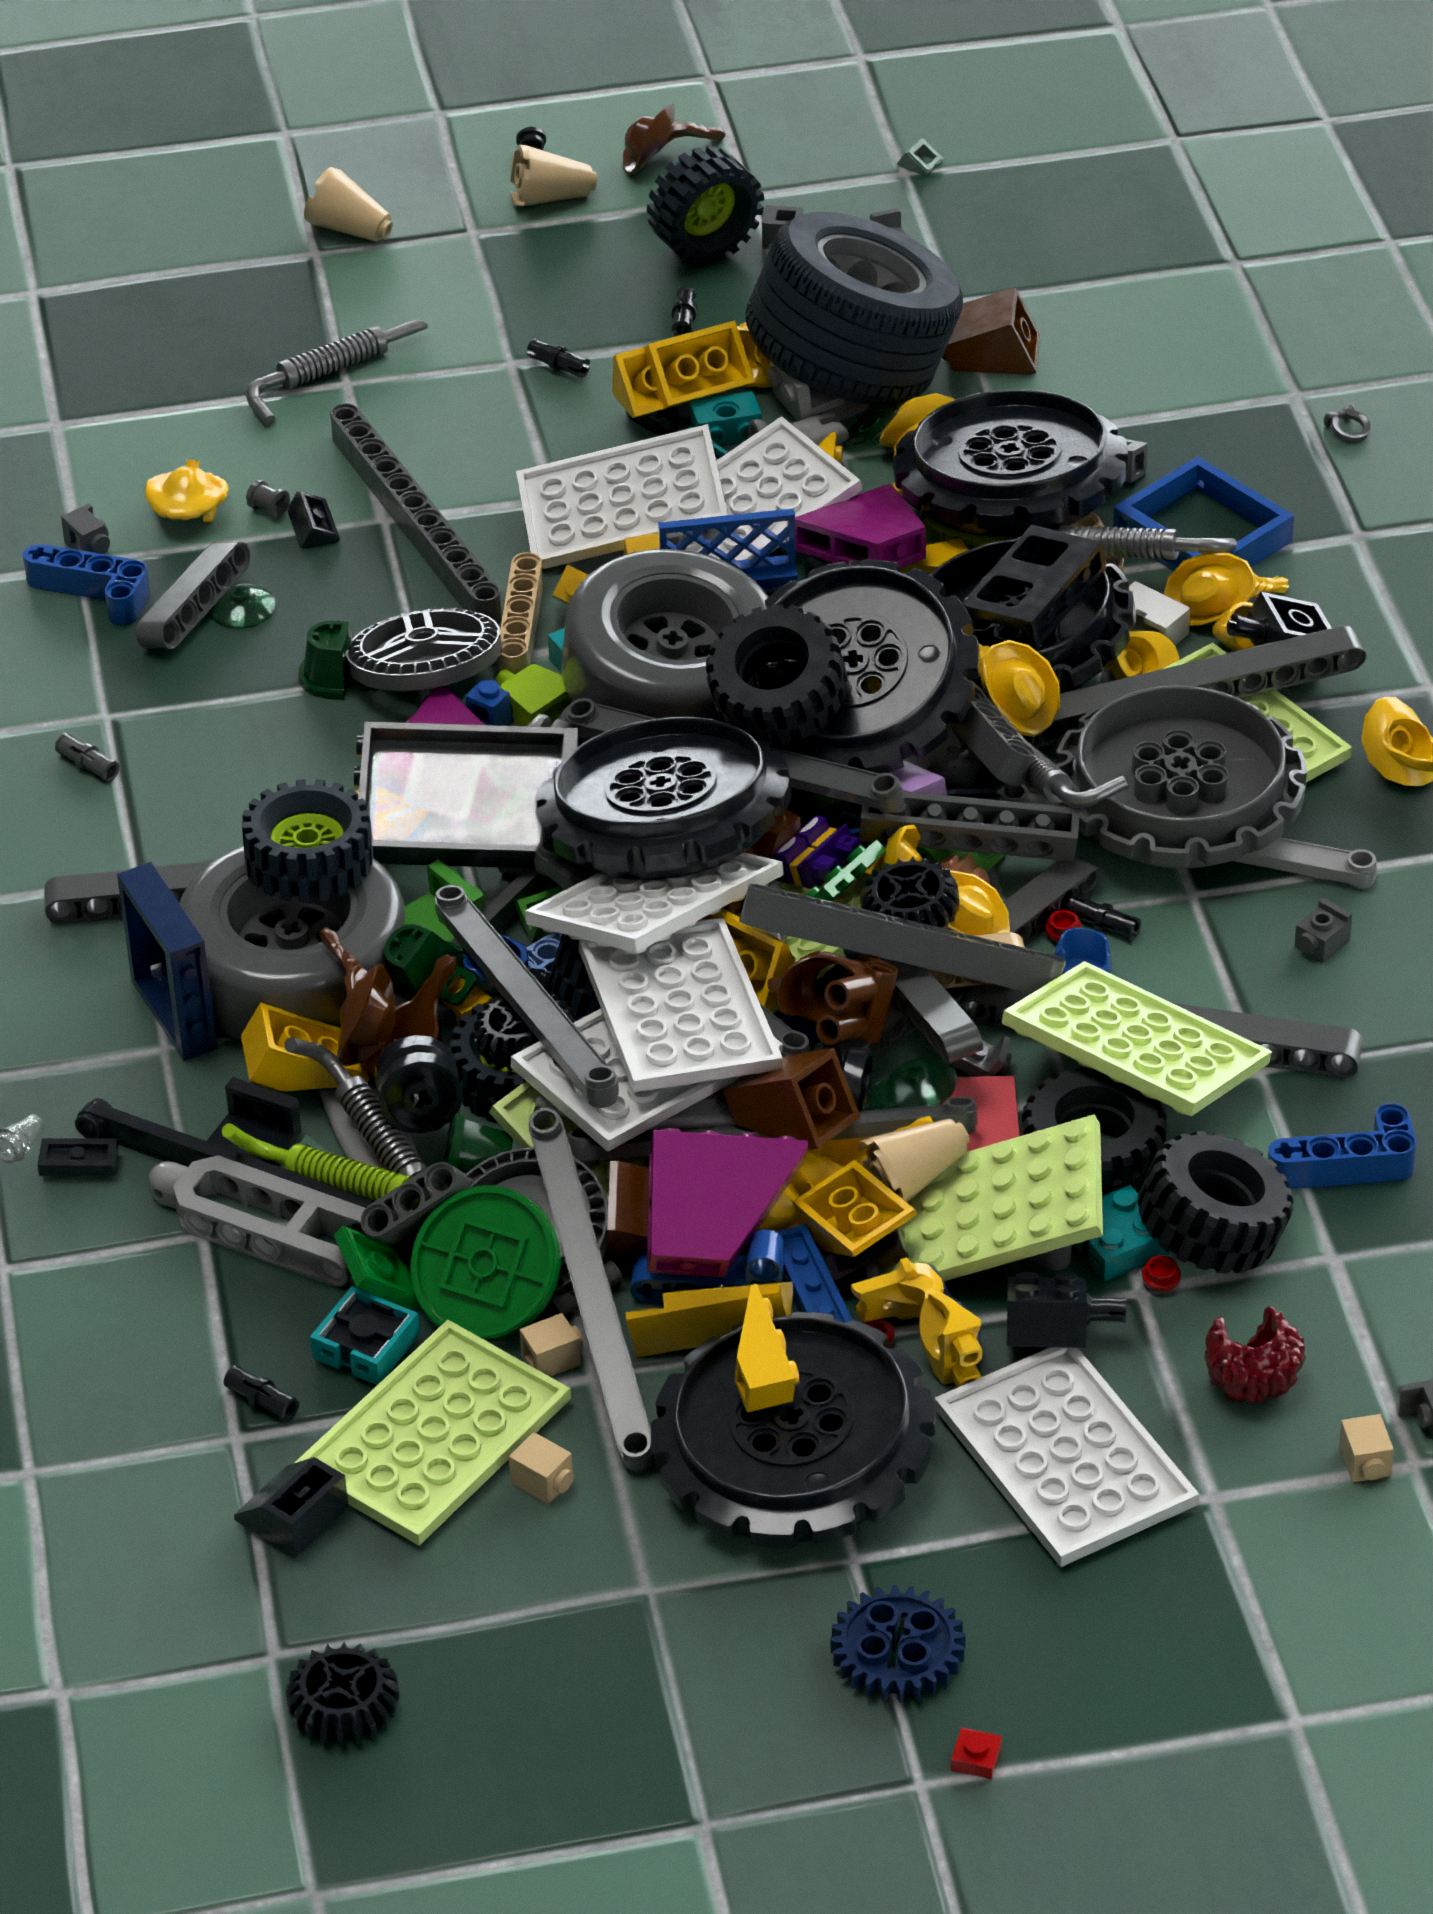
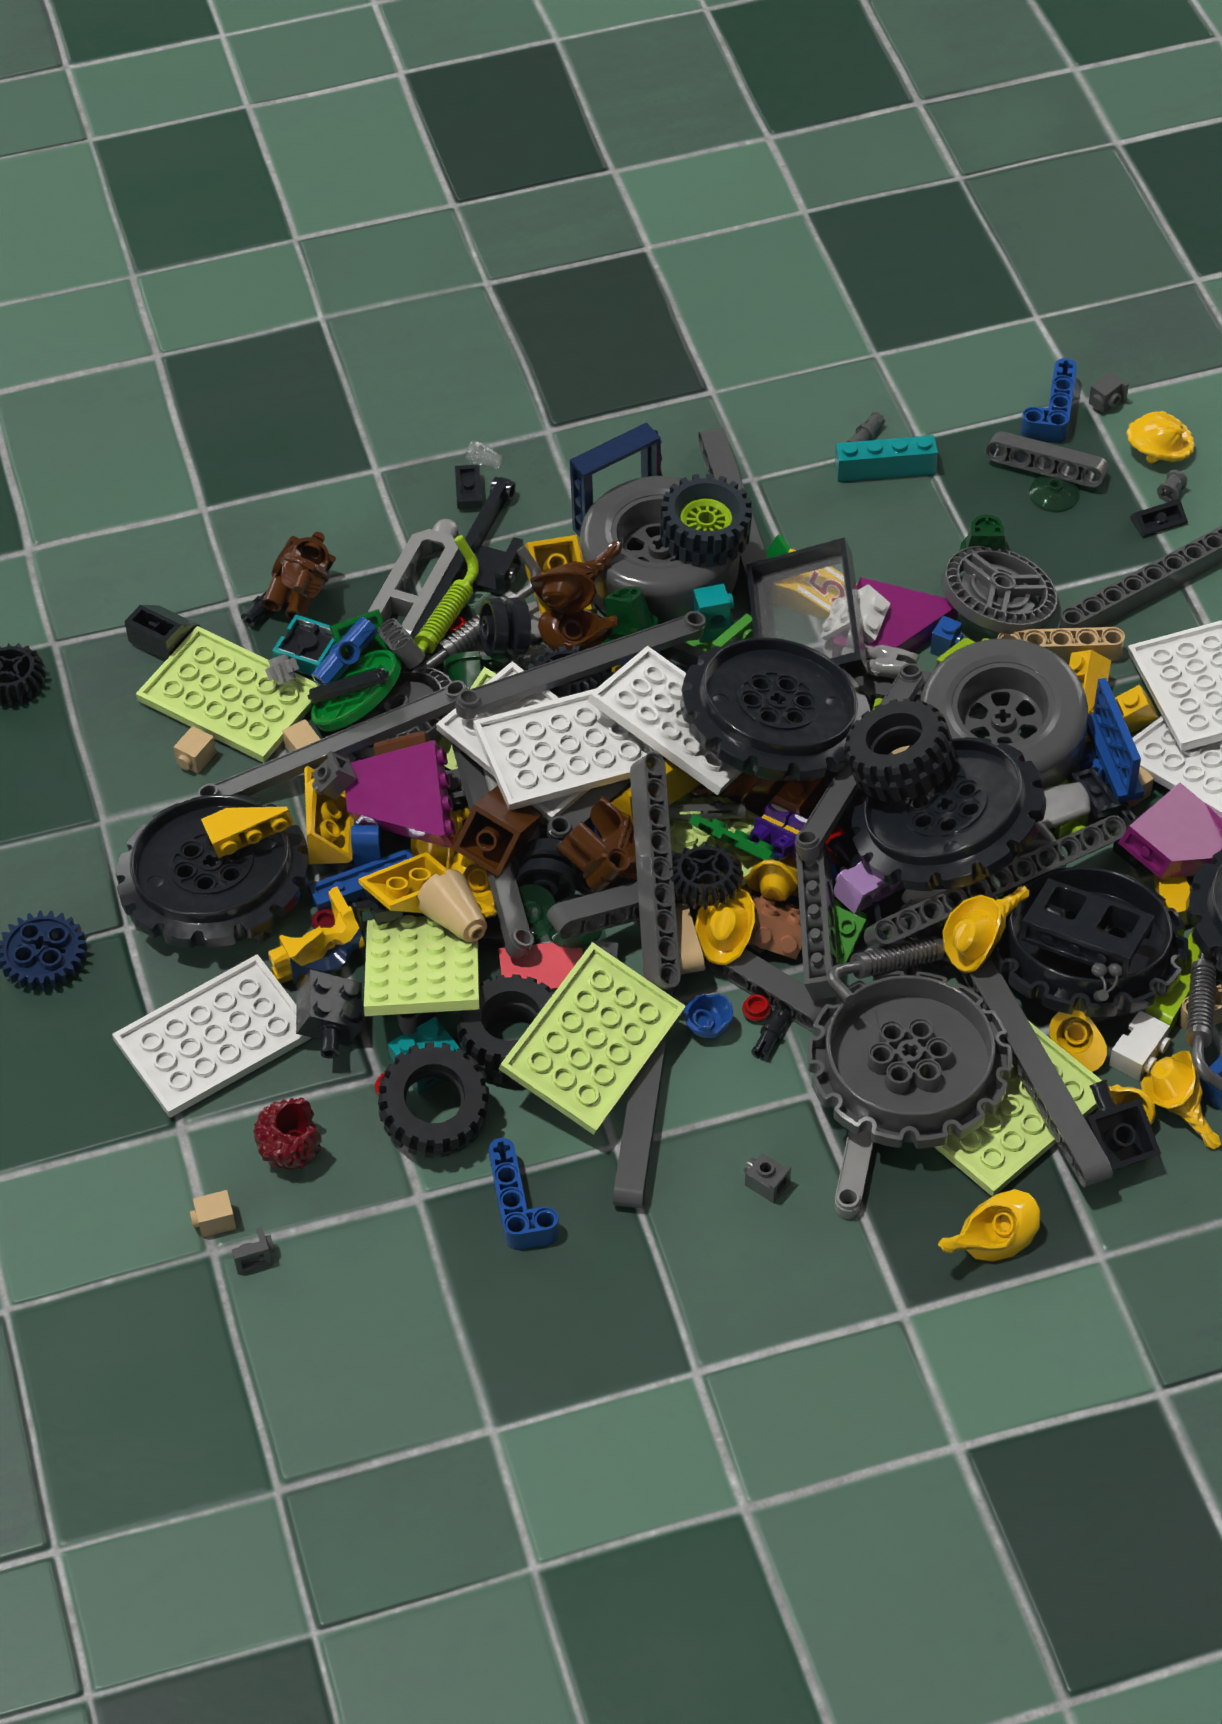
camera: 85 degrees right, 10 degrees up
(143, 732) = (886, 458): none -> teal wedge
(230, 1316) = (298, 575): none -> reddish brown helmet
(411, 1272) = (355, 641): none -> blue piece
(419, 890) = (715, 606): none -> teal brick
(423, 1347) = (282, 668): none -> light grey gear
(491, 1256) = (348, 685): none -> black axle
(663, 1250) = (333, 776): none -> dark grey brick
(1098, 583) = (1100, 970): none -> dark grey piece

